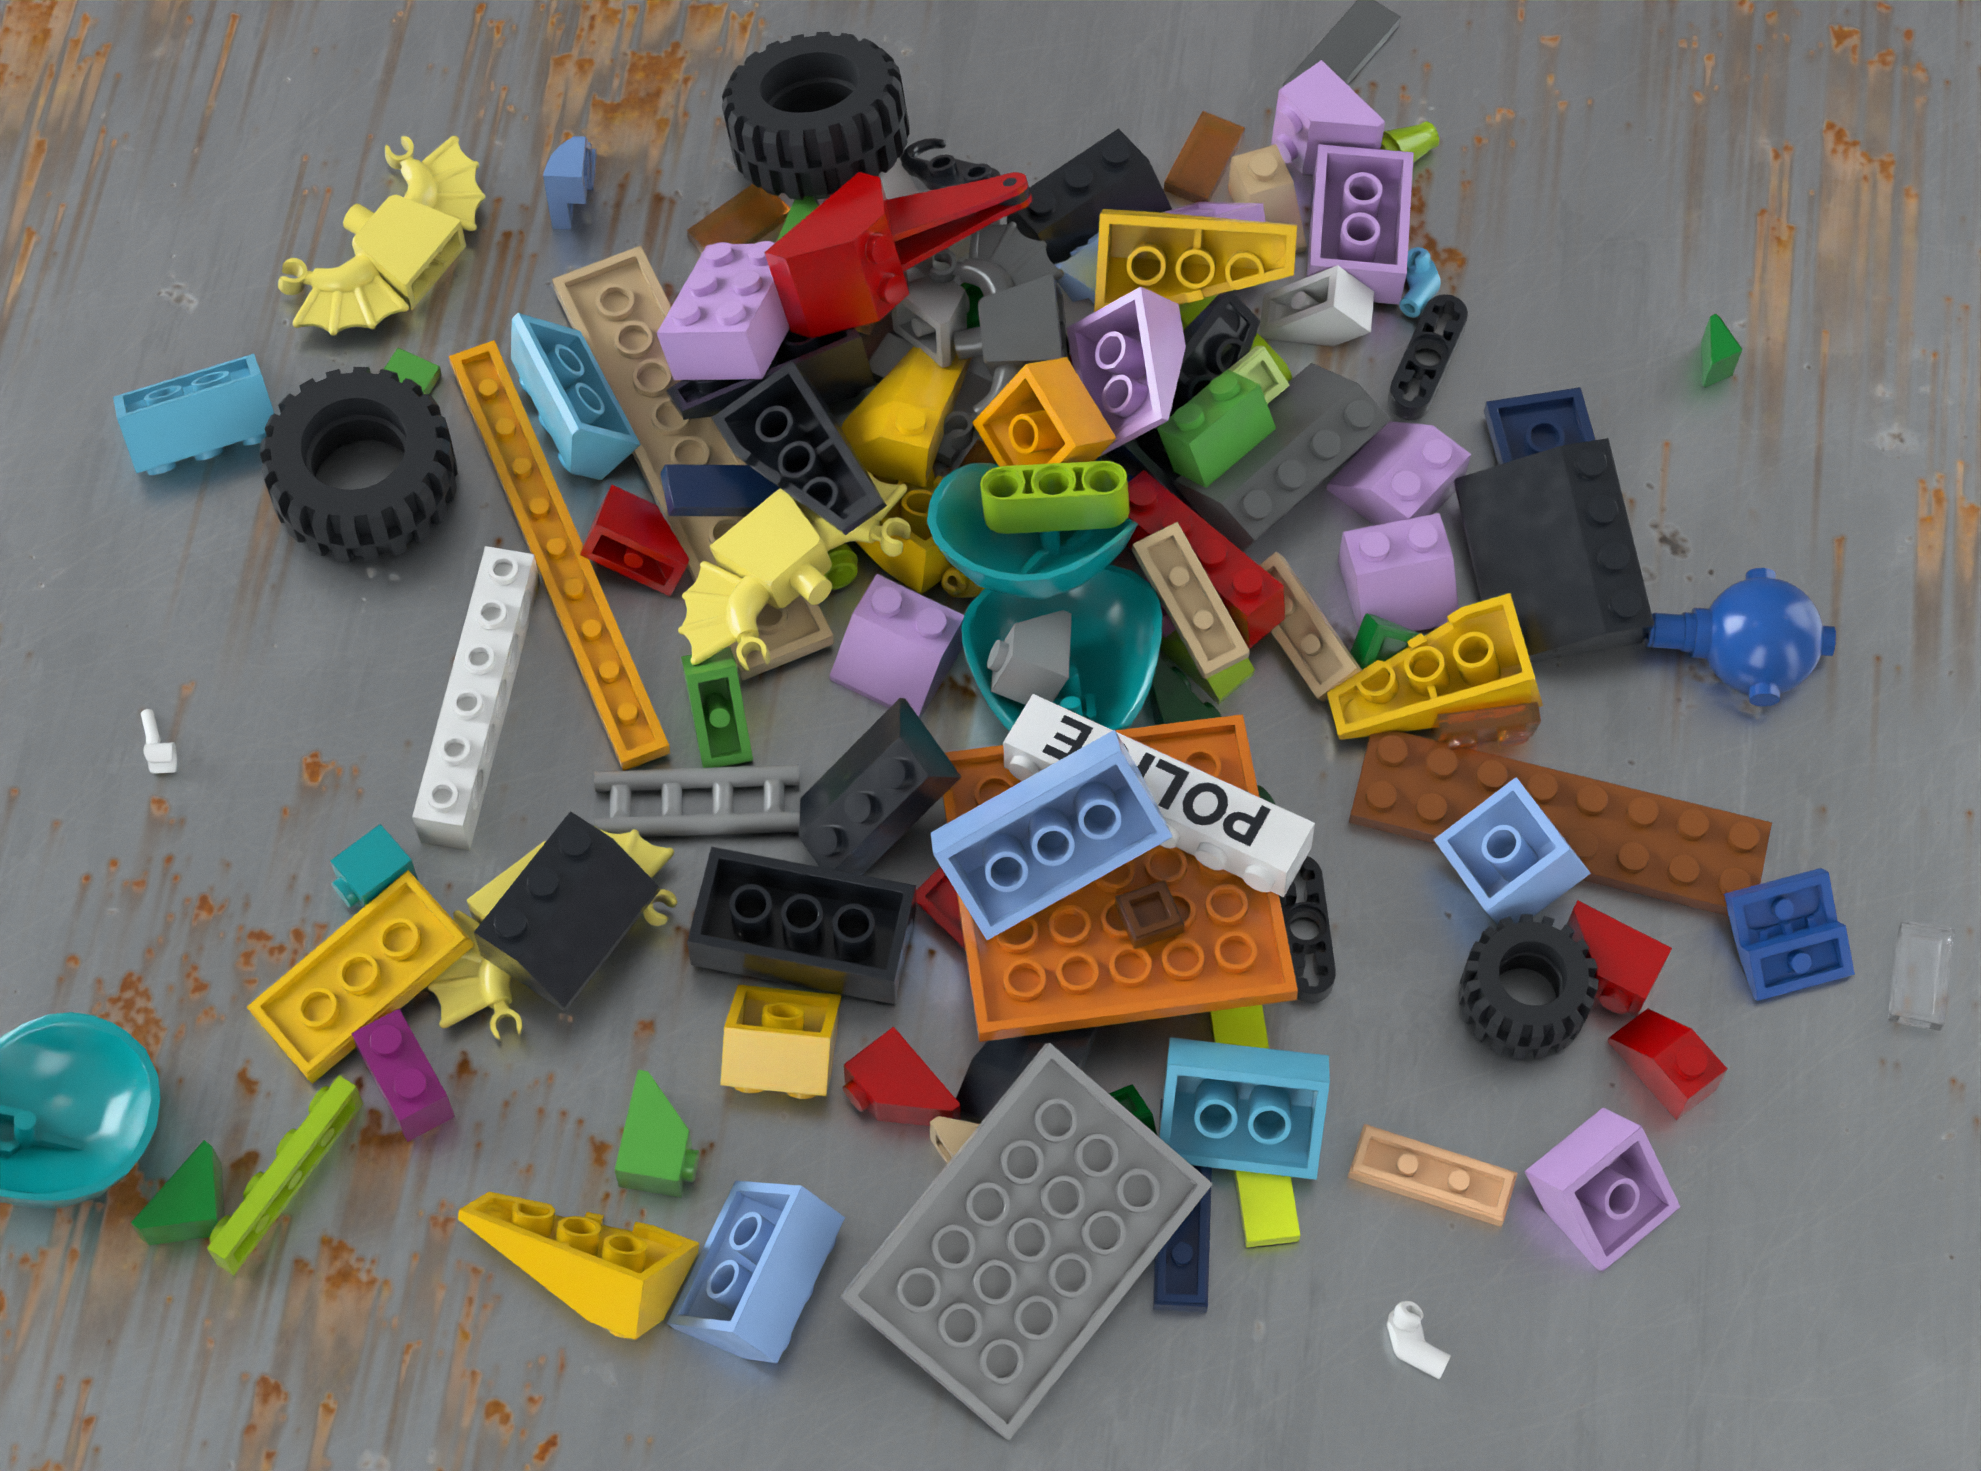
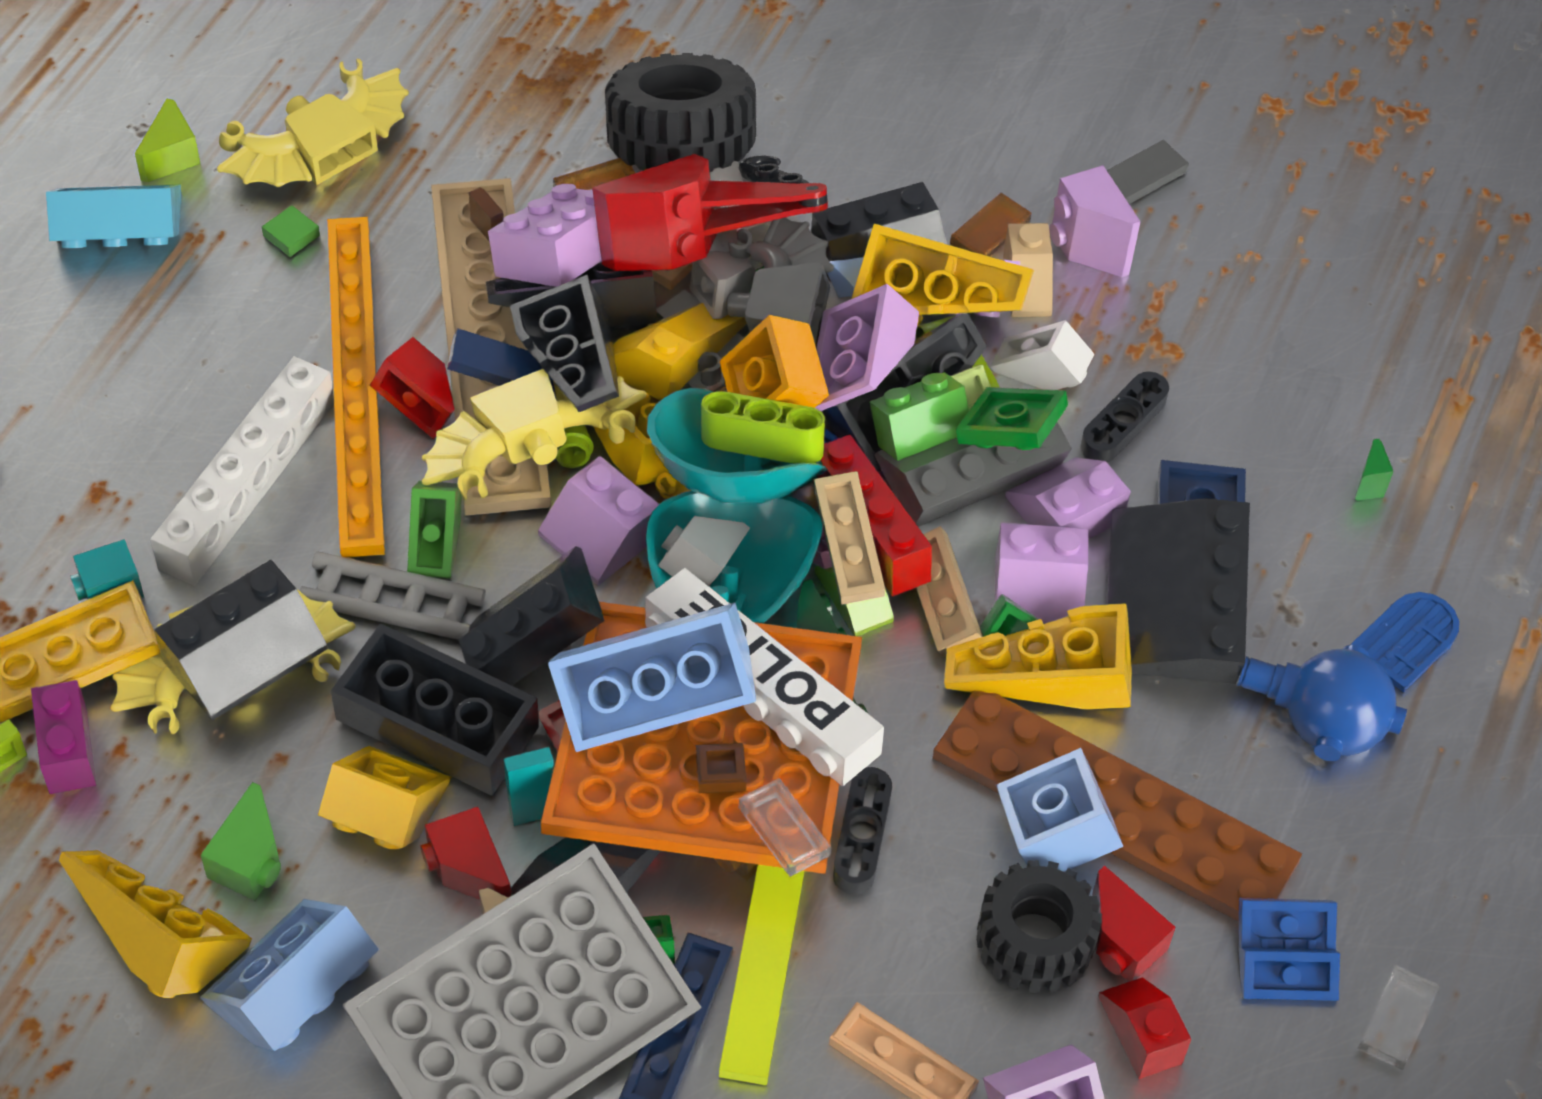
camera: 15 degrees right, 10 degrees down
(224, 308) = (167, 145): none -> lime slope
(347, 411) = (212, 238): black tyre -> none
(568, 178) = (472, 110): medium blue slope -> none
(571, 396) = (409, 268): medium azure slope -> none
(637, 305) = (484, 211): none -> reddish brown tile
(942, 986) = (528, 784): none -> teal tile
(1242, 963) = (784, 827): none -> clear tile
(1245, 1107) = (753, 954): medium azure slope -> none
(1321, 405) = (1012, 417): none -> green plate
(1362, 216) = (1103, 295): lavender brick -> none
(1413, 139) = (1157, 257): lime cone -> none
(1422, 281) = (1140, 358): medium azure arm -> none
(1505, 724) = (1078, 709): clear orange plate -> none
(1808, 536) = (1410, 636): none -> blue window

